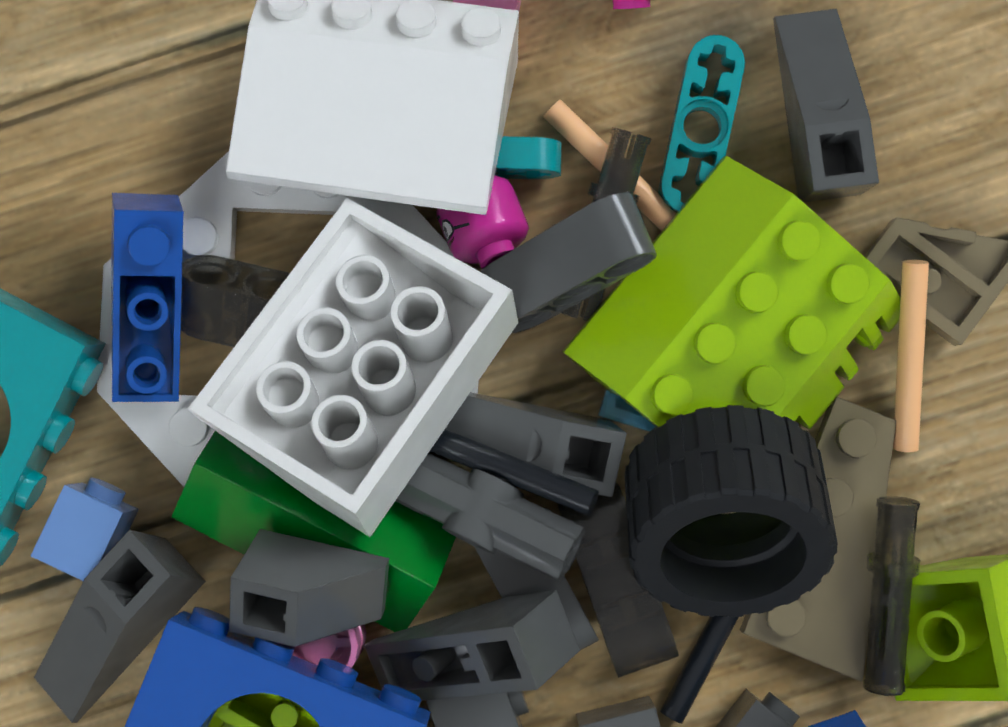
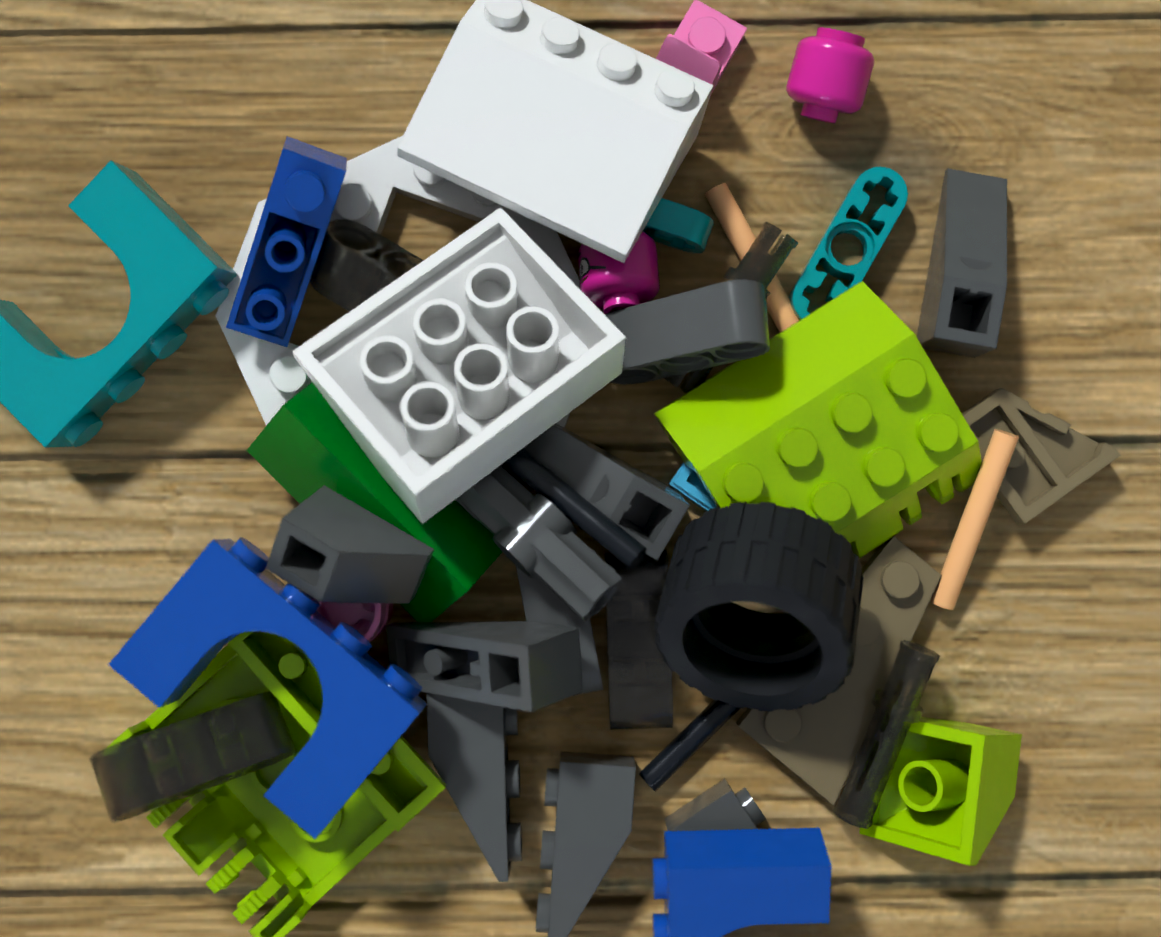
camera: 15 degrees right, 0 degrees up
(84, 527) = (165, 438): medium blue brick -> none
(114, 619) = (165, 528): dark grey slope -> none

